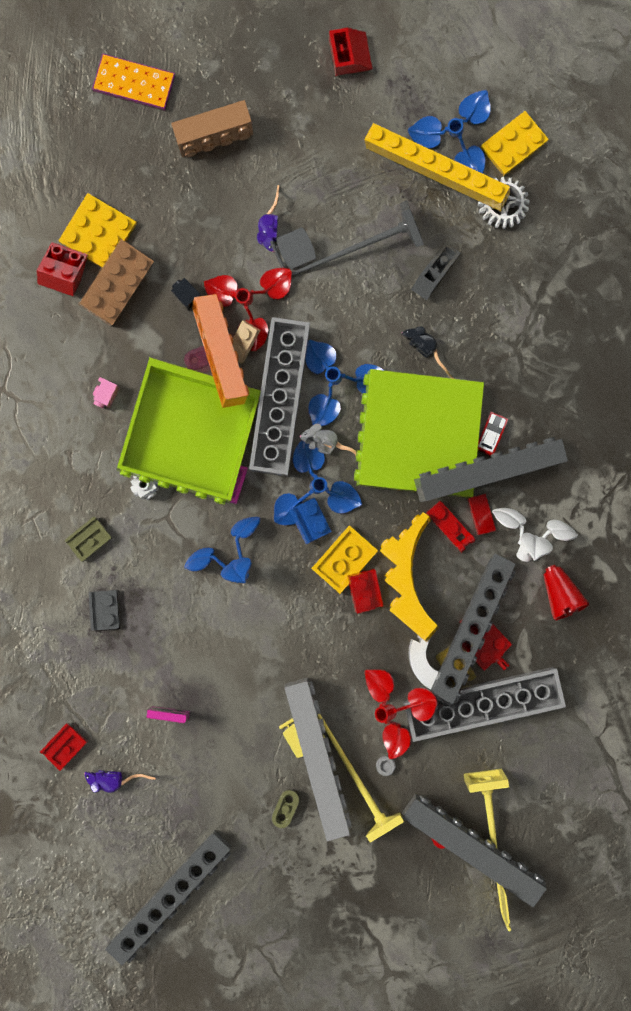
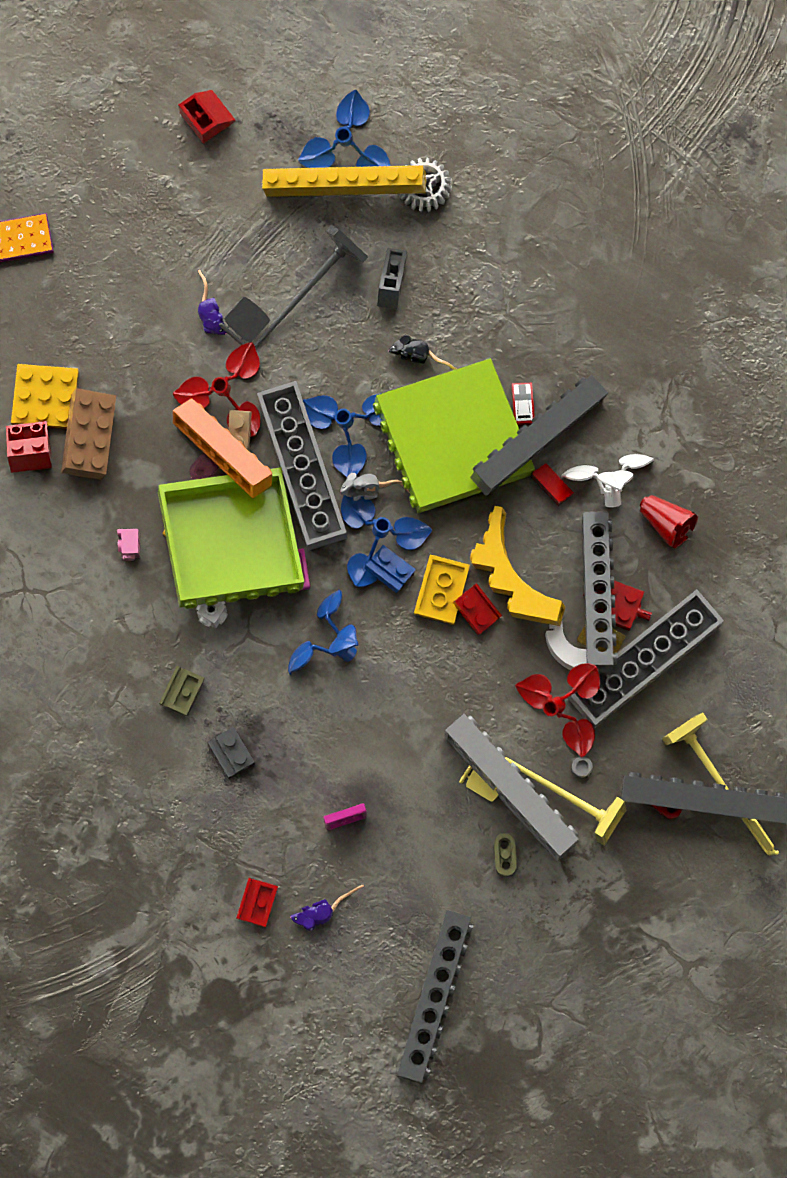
camera: 25 degrees left, 10 degrees down
(184, 293) = (160, 412): black brick -> none
(213, 129) = (111, 246): medium nougat brick -> none
(450, 526) = (528, 509): red plate -> none
(514, 143) = (406, 125): yellow plate -> none

